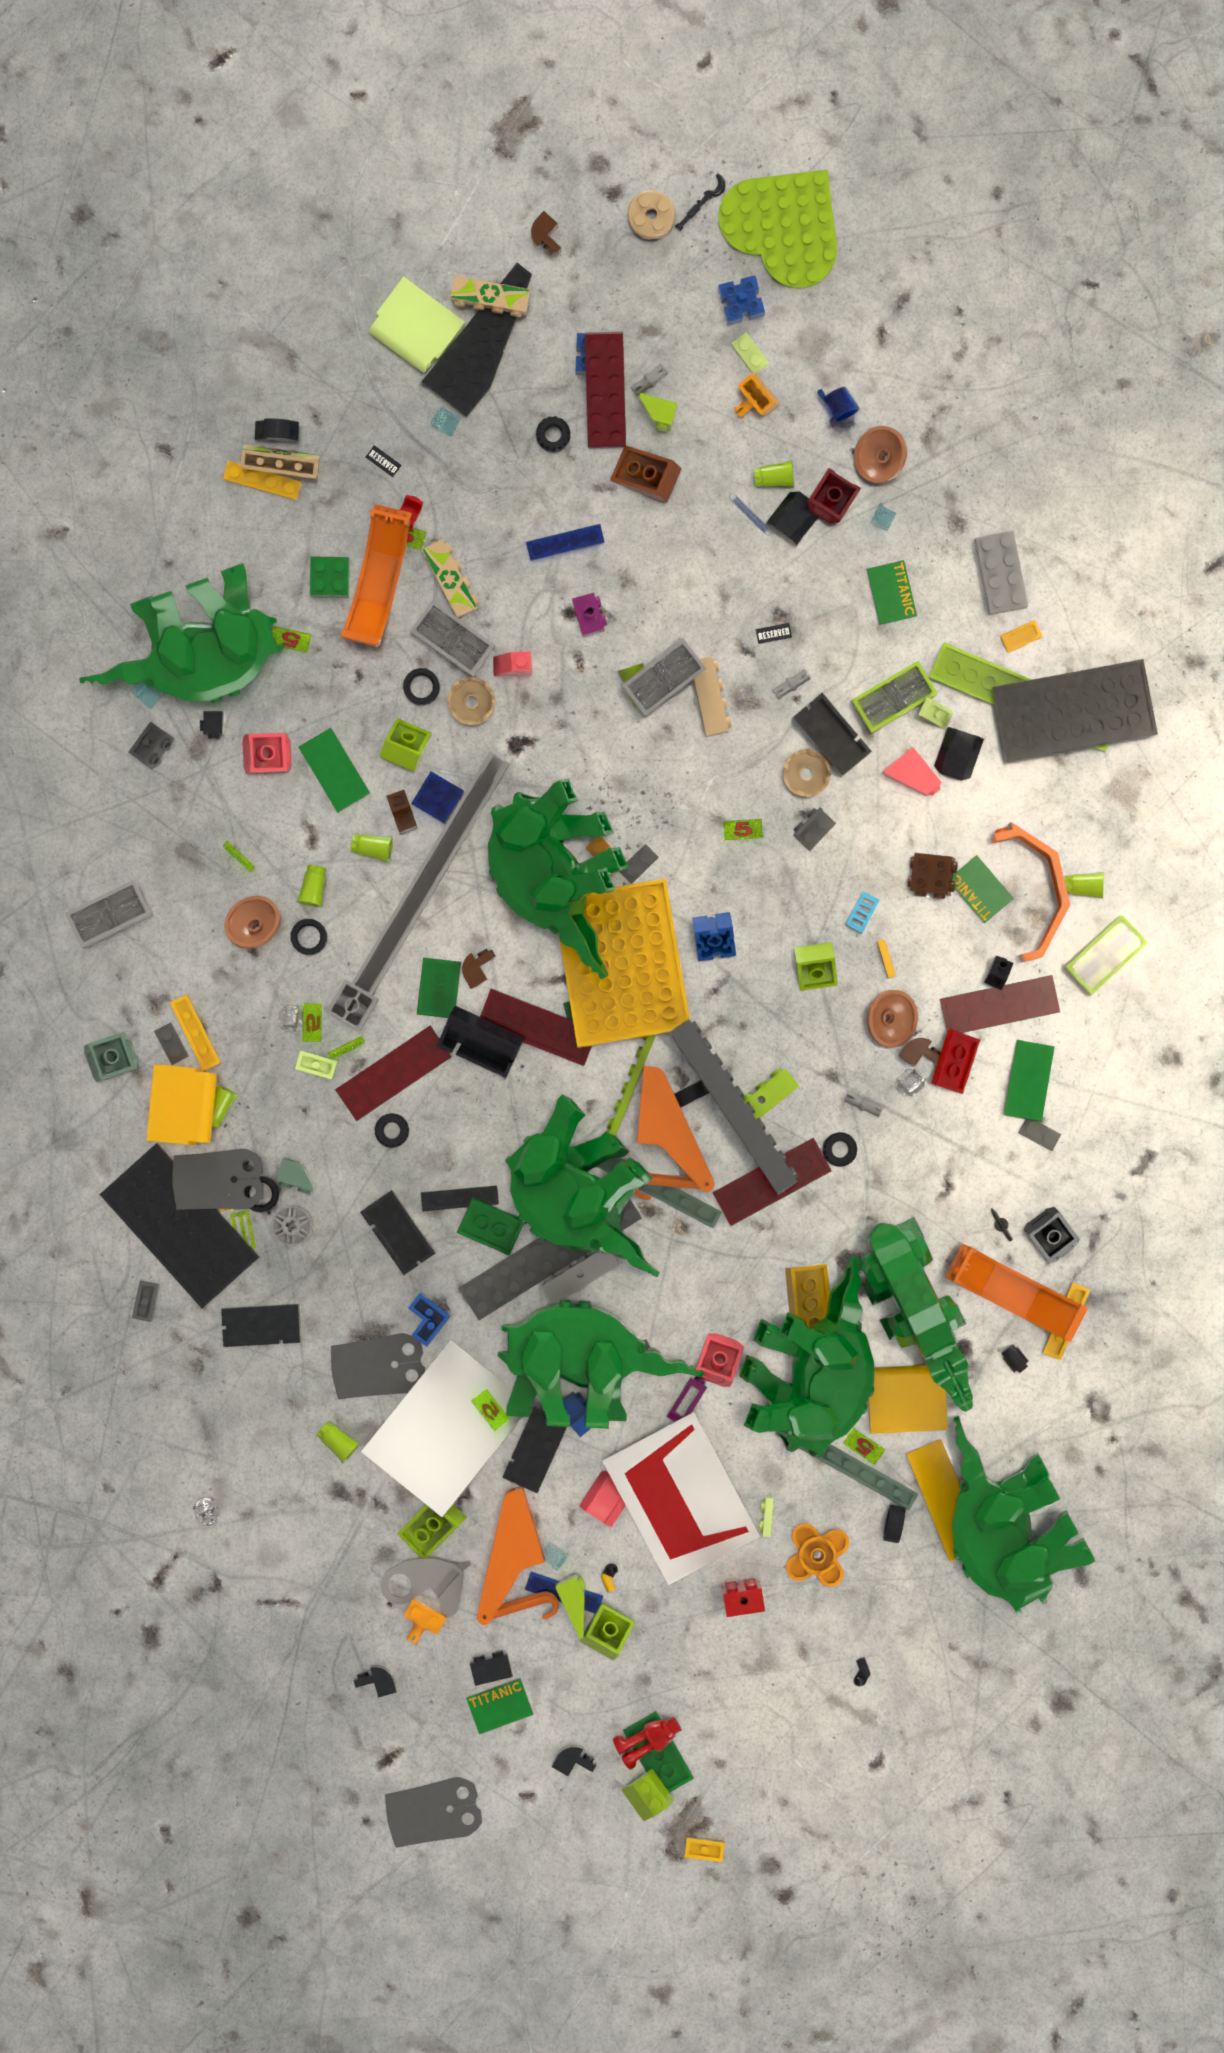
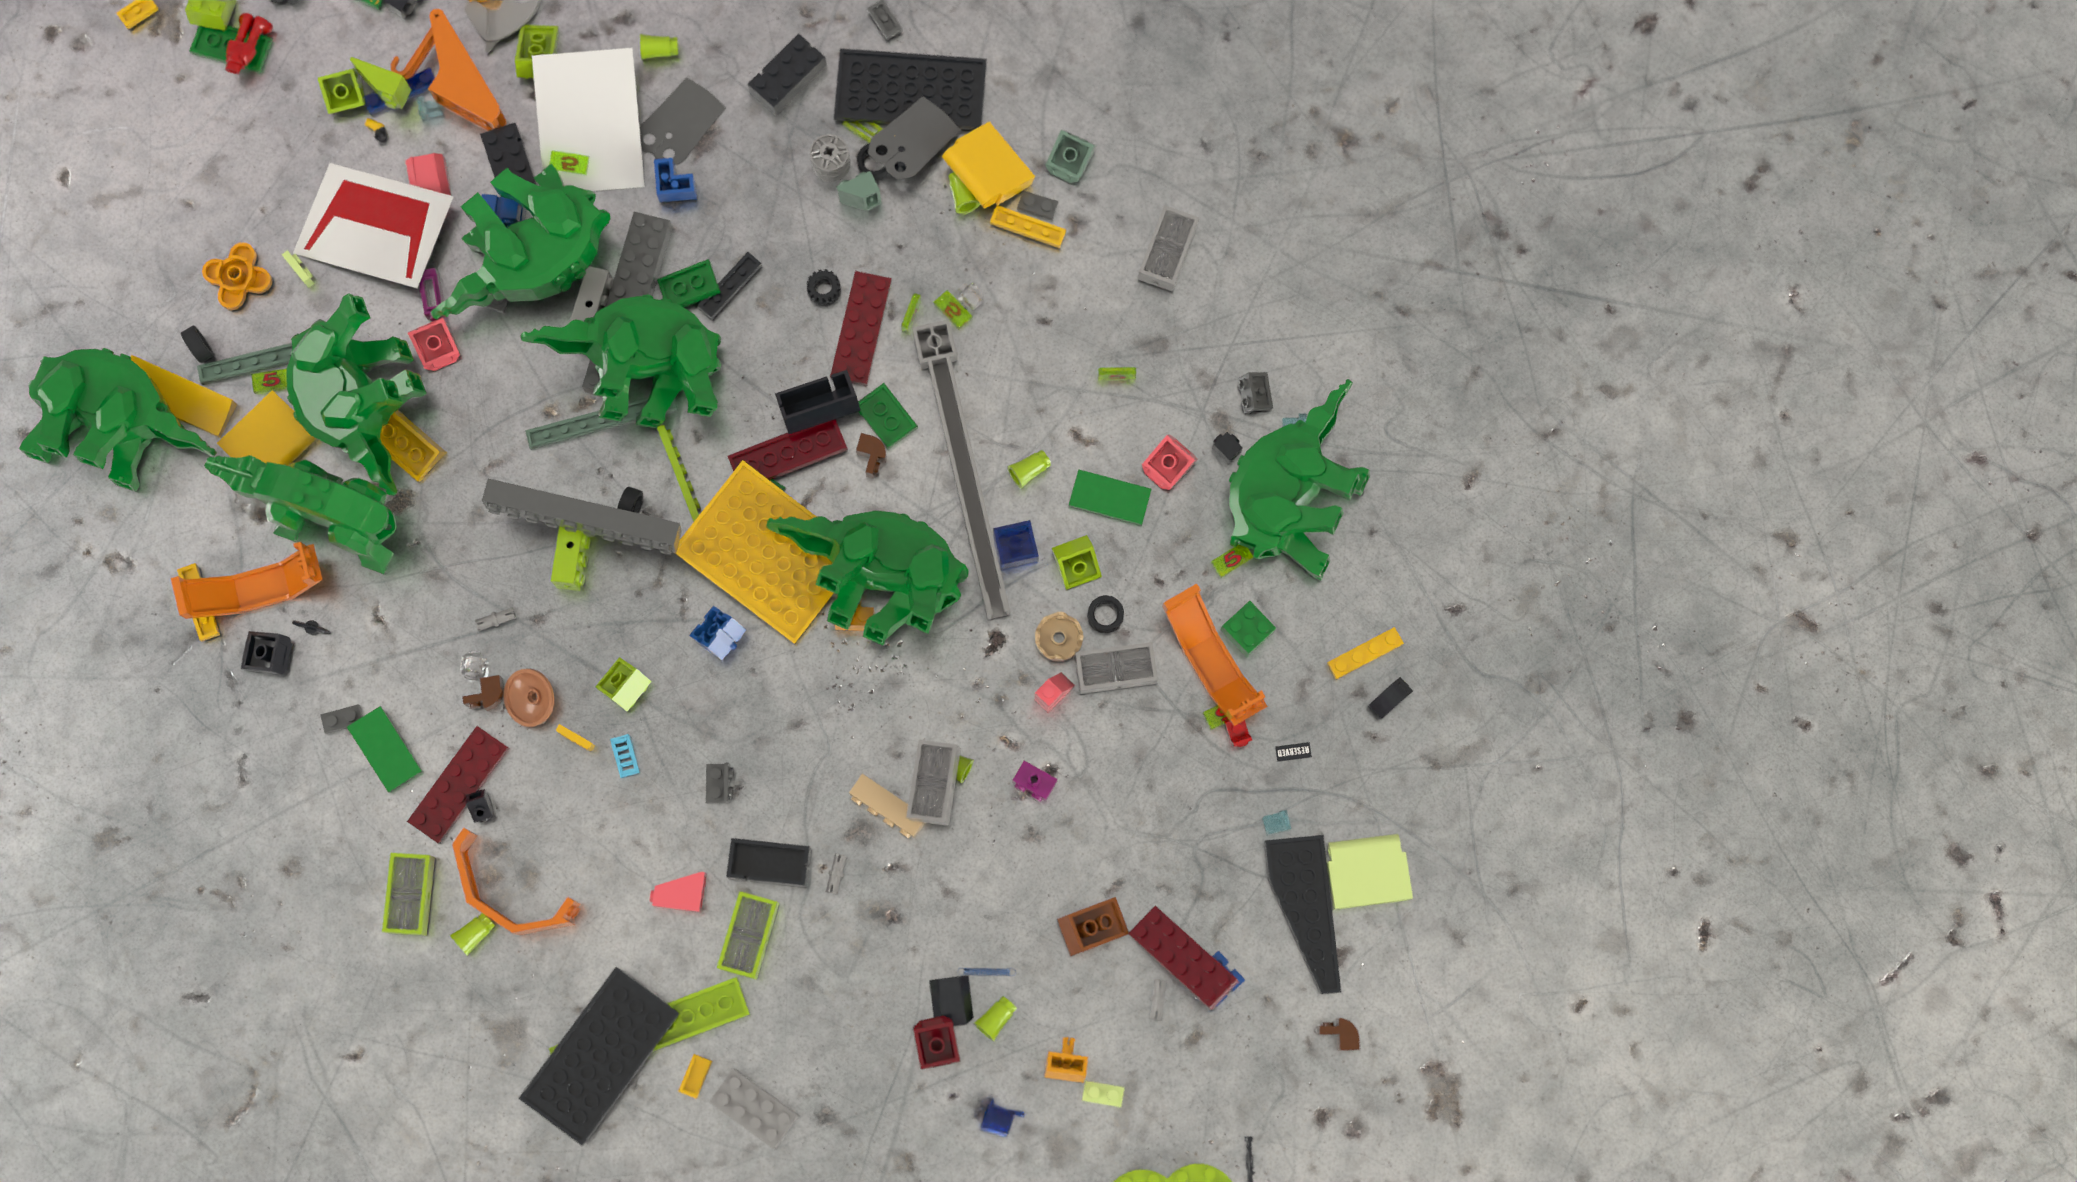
camera: 130 degrees right, 10 degrees down
(246, 916) = (1070, 331): nougat dish -> none
(280, 461) = (1366, 676): tan brick -> none
(294, 936) = (1018, 377): black tyre -> none
(312, 887) = (1044, 400): lime plant -> none
(316, 1065) = (921, 282): yellowish green plate -> none
(398, 1232) = (750, 220): black piece -> none
(402, 812) = (1035, 513): reddish brown slope -> none
(448, 575) = (1160, 710): tan brick -> none
(490, 295) = (1336, 945): tan brick -> none
(544, 425) = (1189, 877): black tyre -> none
(565, 542) = (1103, 818): clear blue plate -> none
(639, 863) = (824, 638): dark grey plate -> none
(651, 228) = (1263, 1126): tan plate -> none
(659, 411) = (1126, 980): lime slope -> none
(665, 1125) = (616, 465): orange piece -> none
(741, 300) = (1148, 1127): blue brick -> none
(743, 829) = (771, 733): clear neon green tile -> none
(743, 1598) = (258, 189): red brick -> none
(754, 1192) = (499, 532): dark red plate -> none
(773, 633) = (885, 900): black sticker -> none
(820, 773) = (752, 807): tan plate -> none
(852, 1149) = (474, 562): black tyre -> none
(863, 1673) = (129, 227): black arm -> none
(871, 453) = (937, 1103): nougat dish -> none
(883, 517) = (884, 1065): clear light blue panel -> none
(891, 592) = (825, 1015): green tile -> none
(932, 875) = (596, 830): reddish brown brick -> none
(935, 713) = (705, 953): yellowish green plate -> none
(955, 1061) = (452, 711): red tile -> none
(958, 754) = (660, 940): black slope -> none
(981, 889) = (551, 856): green tile -> none
(1015, 1359) = (212, 540): black brick -> none

